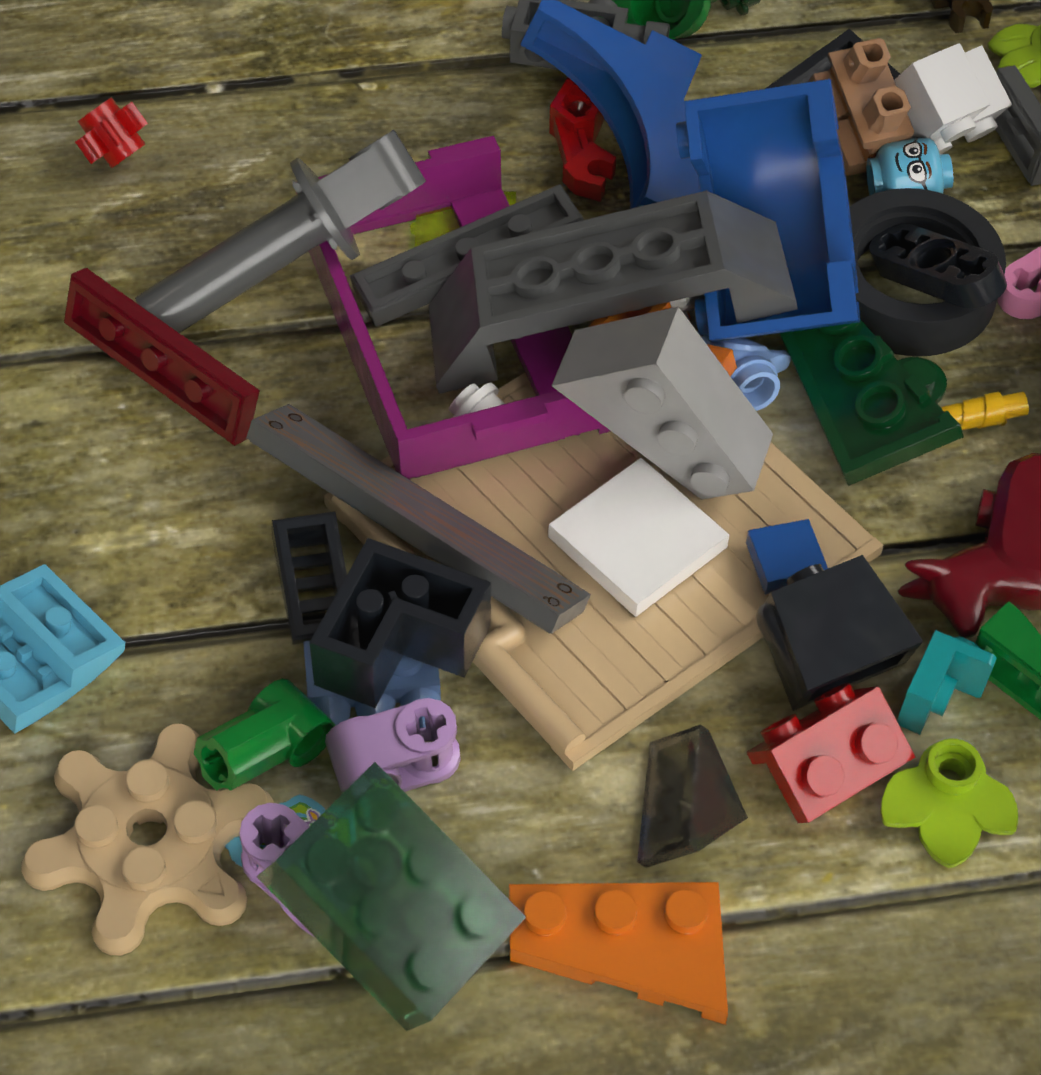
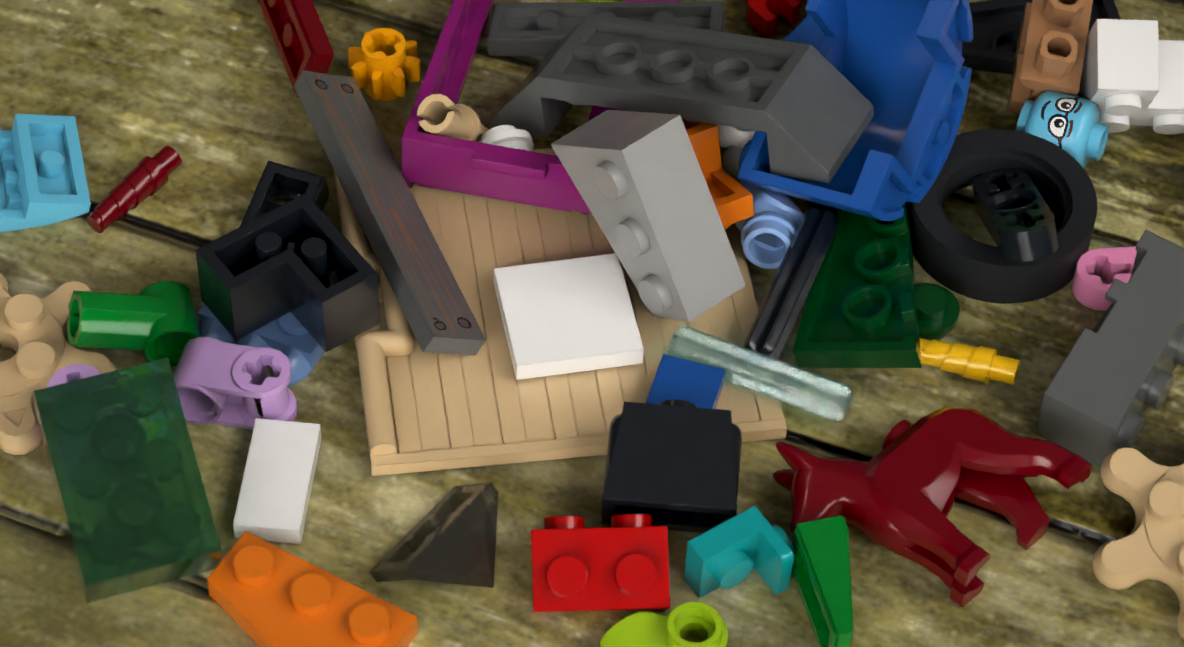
camera: 30 degrees right, 5 degrees down
(153, 606) = (135, 188): none -> dark red animal
(300, 376) = (384, 64): none -> light orange gear
(421, 405) = (450, 119): none -> tan axle
(496, 819) = (278, 480): none -> white tile
(804, 417) = (792, 283): none -> black axle
(836, 506) = (764, 373): none -> clear light blue axle

